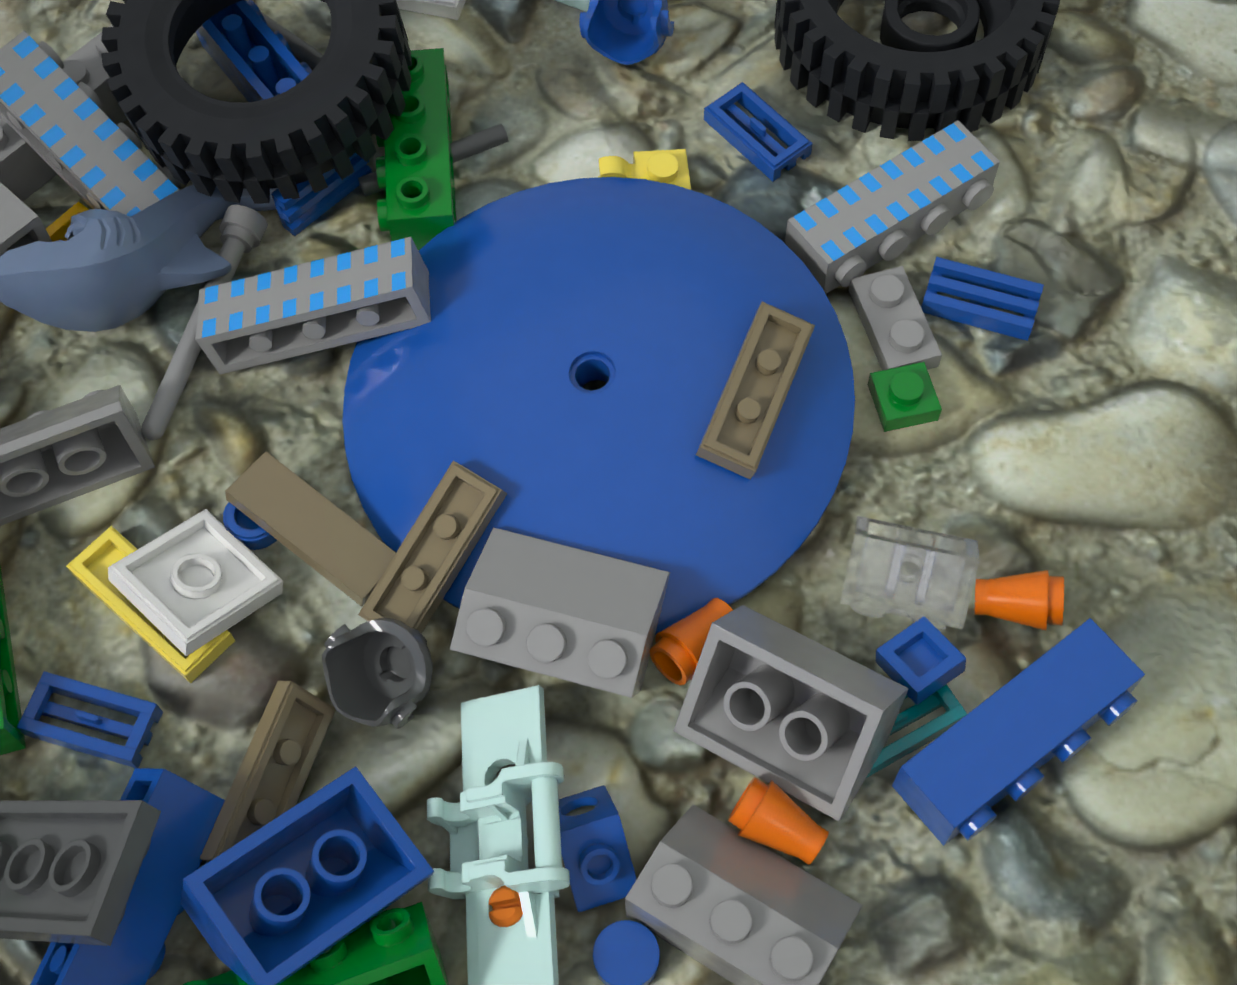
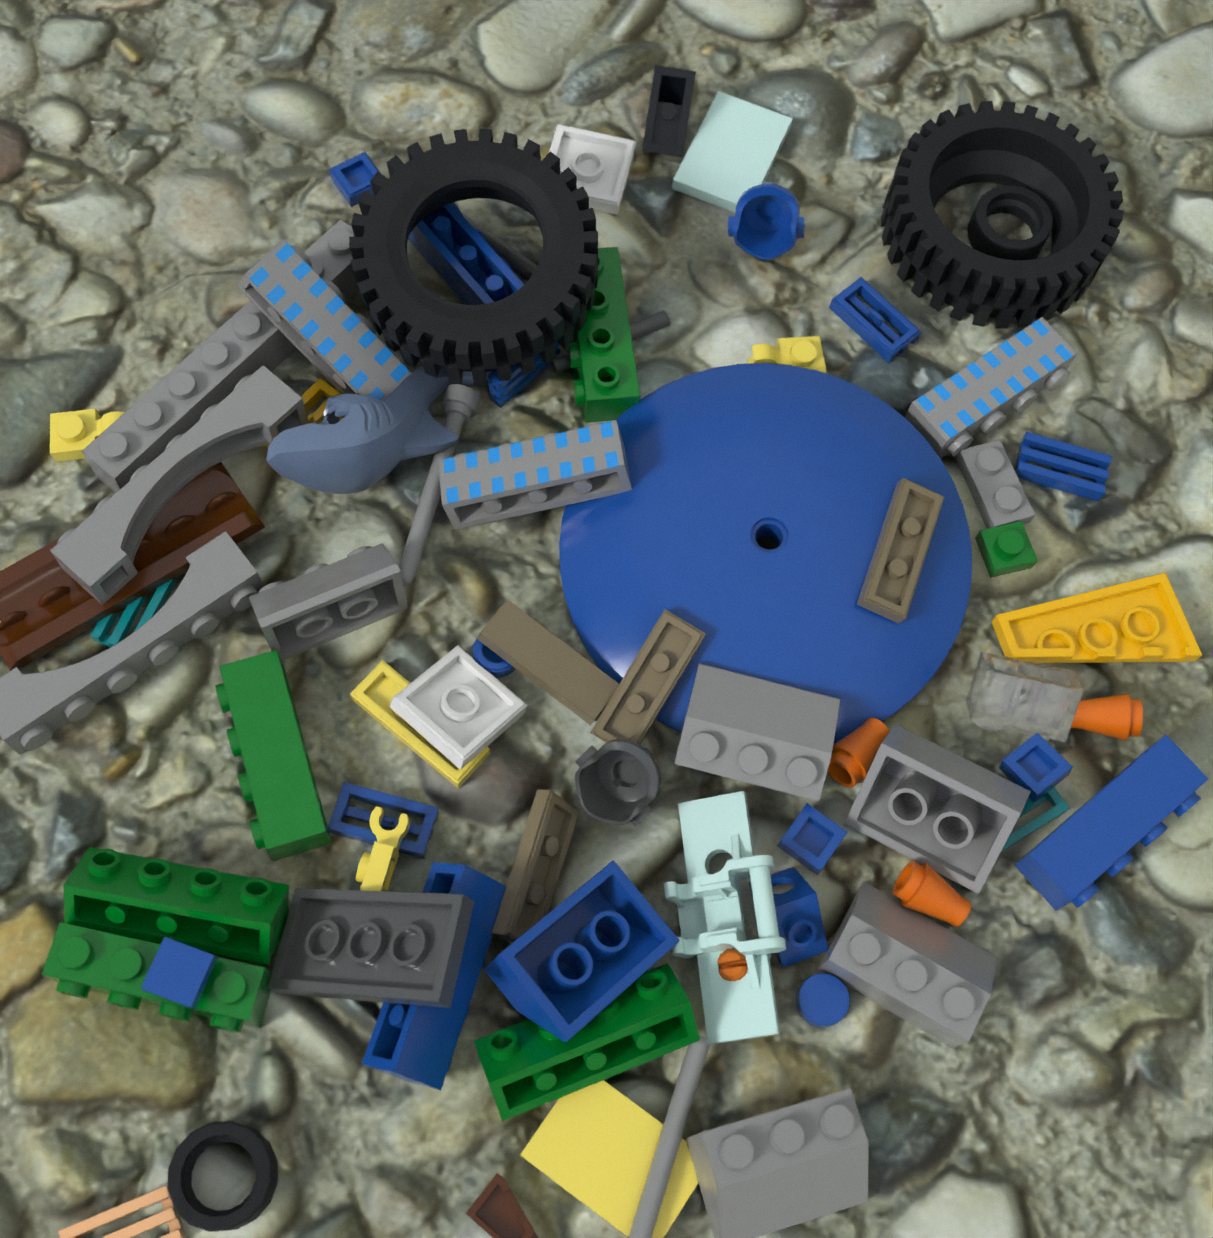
camera: 10 degrees left, 5 degrees up
(78, 763) = (378, 867): none -> light yellow plate
(627, 748) = (812, 839): none -> blue plate
(1026, 487) = (1104, 625): none -> yellow wing

